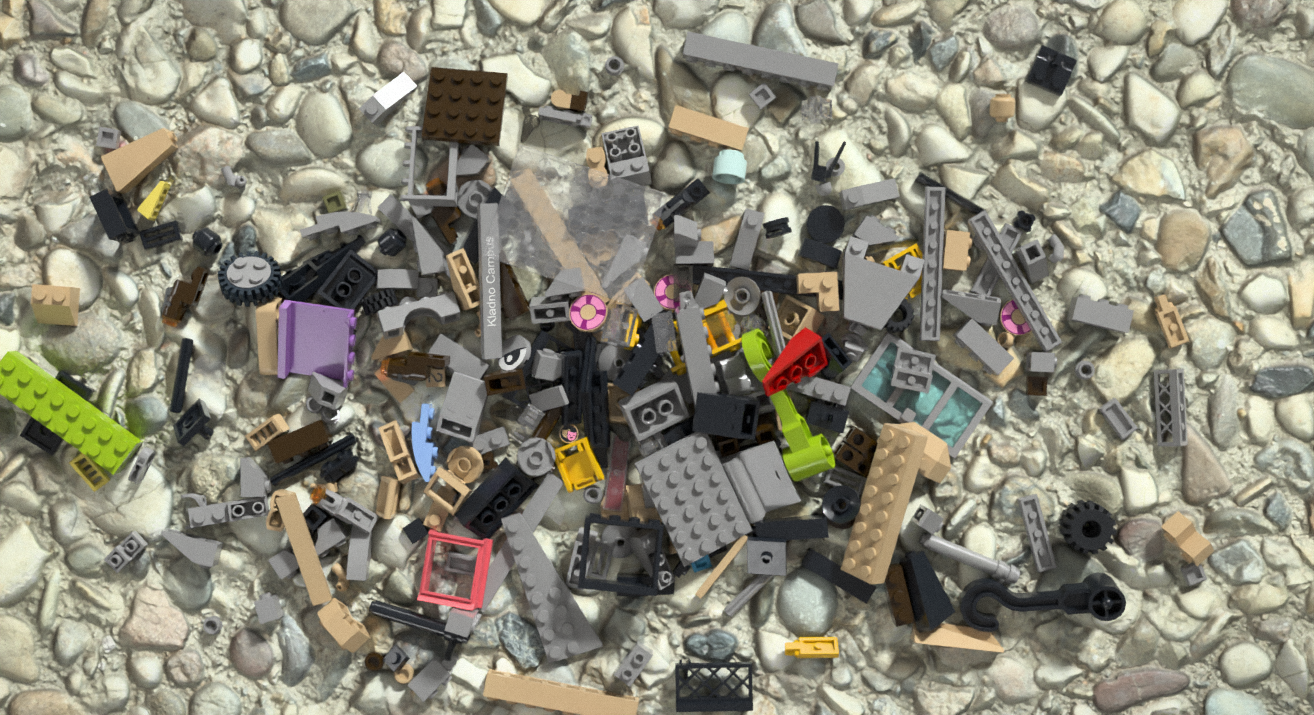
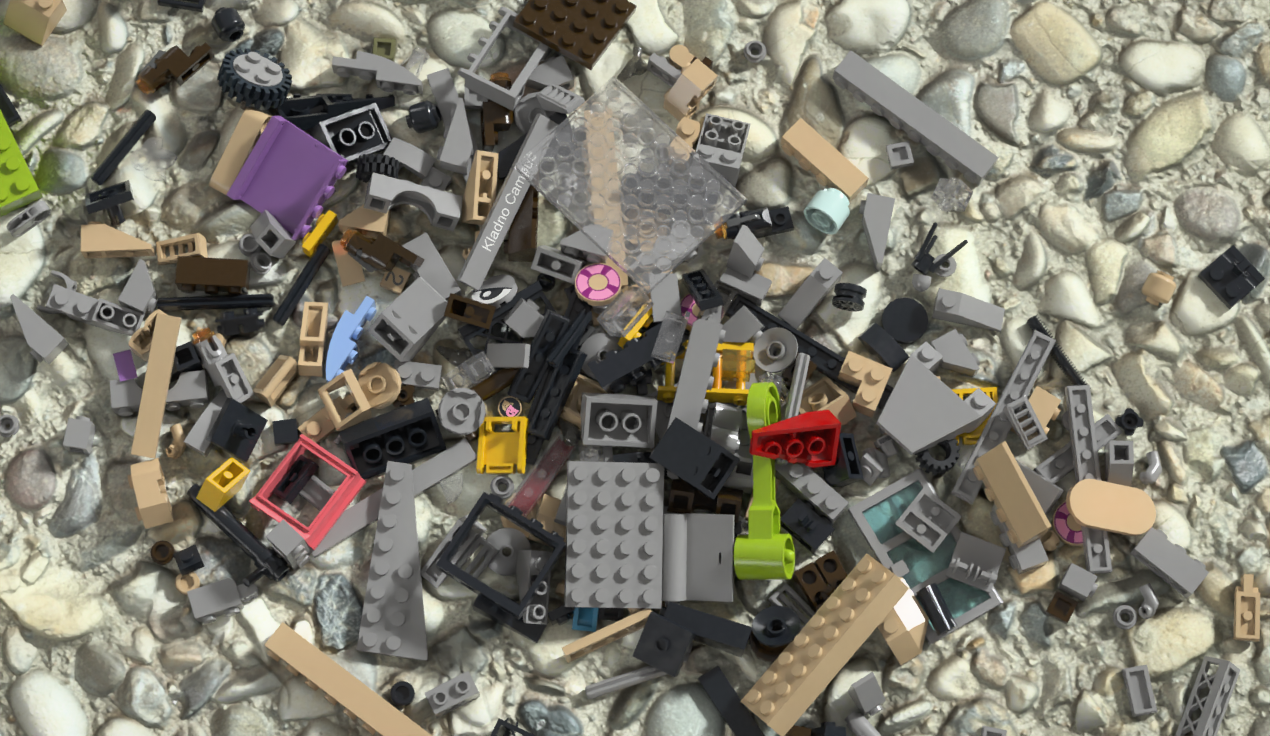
camera: 25 degrees right, 15 degrees down
(206, 455) = (107, 242): none -> tan slope
(273, 541) = (125, 365): none -> medium lavender sticker
(360, 378) = (323, 228): none -> yellow plate
(369, 415) = (301, 284): none -> black axle
(380, 549) = (237, 429): none -> black tile
(391, 596) = (223, 484): none -> yellow brick
(442, 563) = (295, 479): none -> black tile
(485, 182) = (559, 99): none -> light grey slope
(581, 124) = (692, 85): none -> tan brick
(597, 676) = (402, 693): none -> black tile
(668, 281) = (702, 289): none -> black tile
(770, 159) = (876, 223): none -> light grey slope
(943, 265) = (1032, 418): none -> light grey slope
(949, 433) = (936, 609): none -> black axle
(961, 384) = (975, 562): none -> light grey hinge
(968, 326) = (1011, 495): none -> tan slope
(1041, 296) = (1111, 507): none -> tan tile
(1098, 350) = (1150, 602): none -> light grey arm

